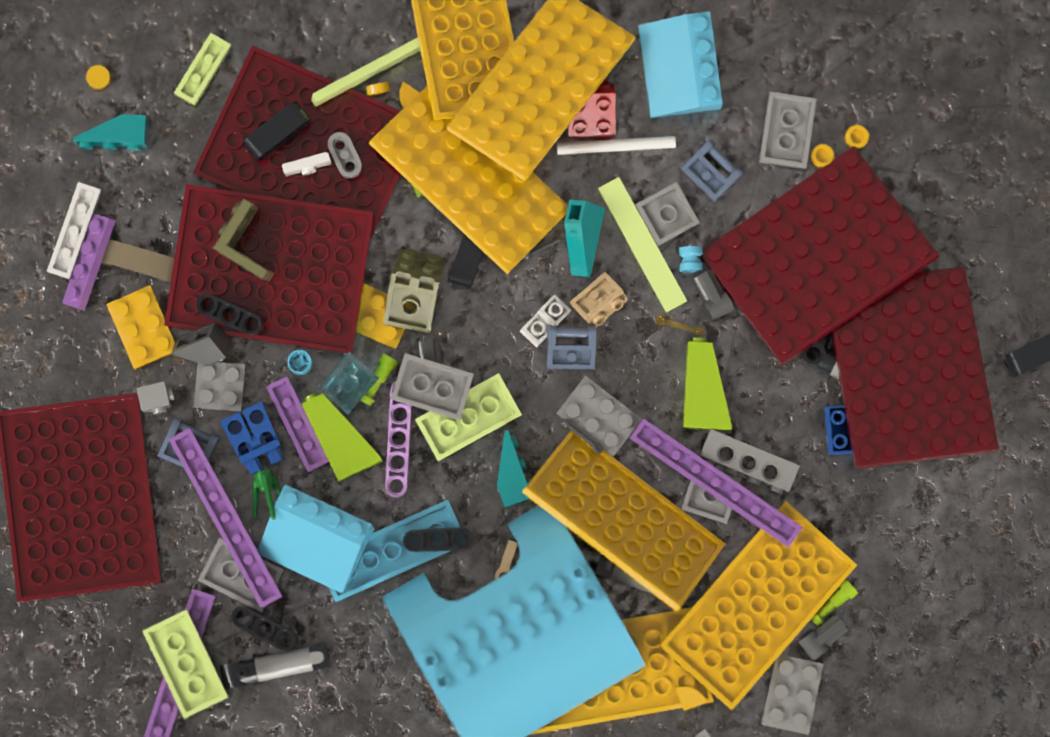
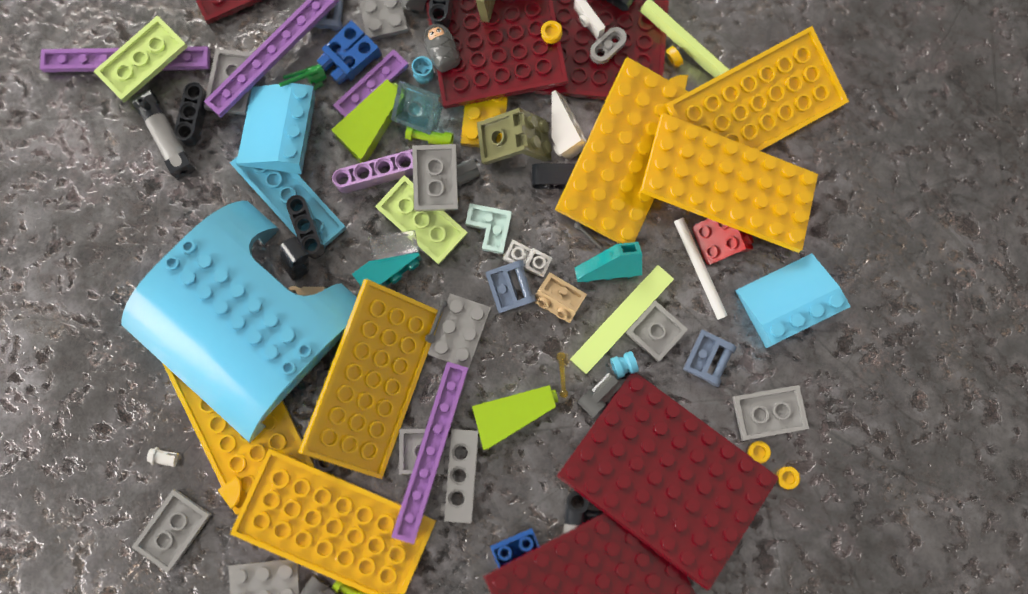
camera: 75 degrees right, 5 degrees down
(287, 333) = (441, 47): none -> dark grey piece
(312, 210) = (551, 32): none -> yellow tile
(421, 232) = (565, 129): none -> white slope
(471, 560) = (294, 258): none -> black beam
(486, 455) = (393, 244): none -> clear slope
(498, 340) = (494, 221): none -> light aqua plate

